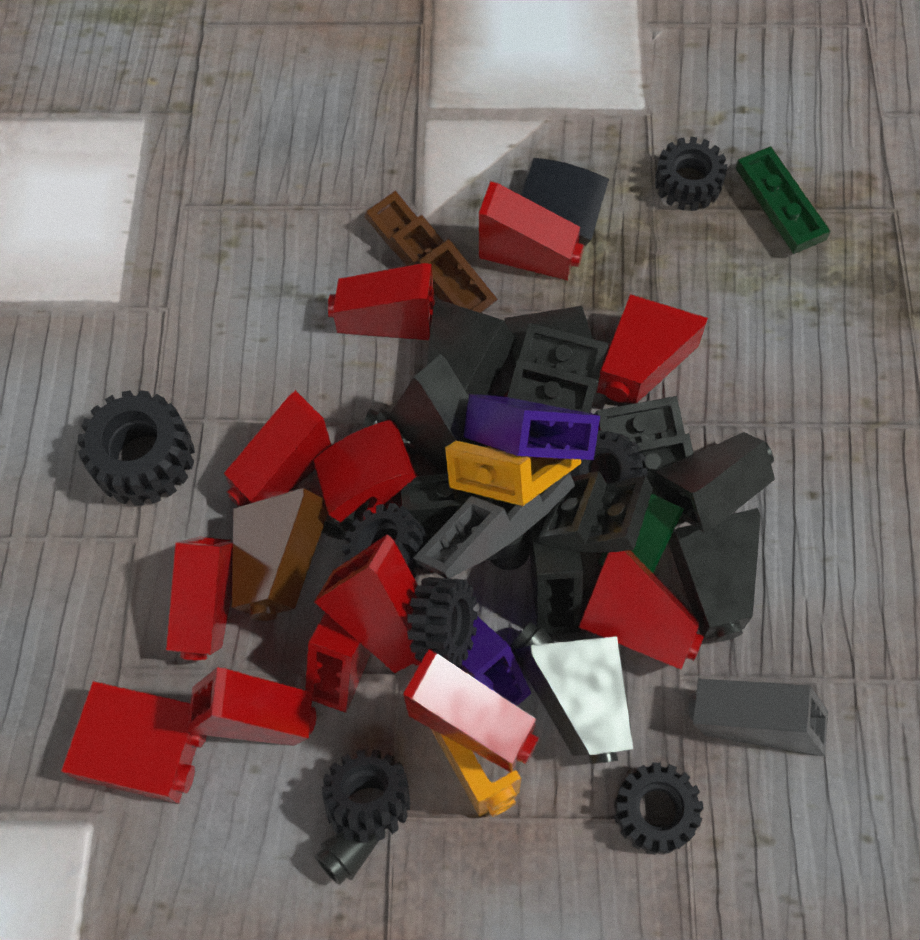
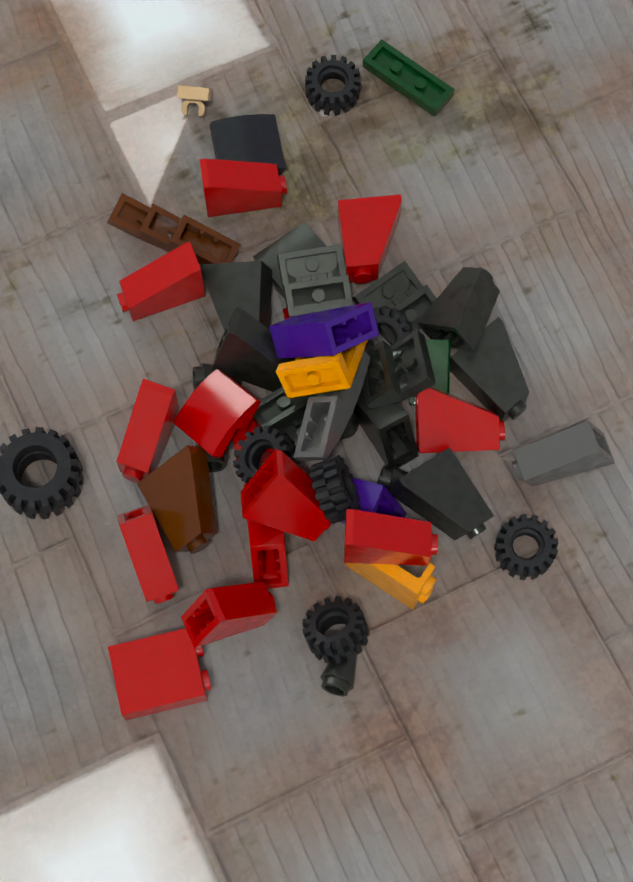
camera: 30 degrees left, 5 degrees up
(531, 124) = (194, 95): none -> tan tile

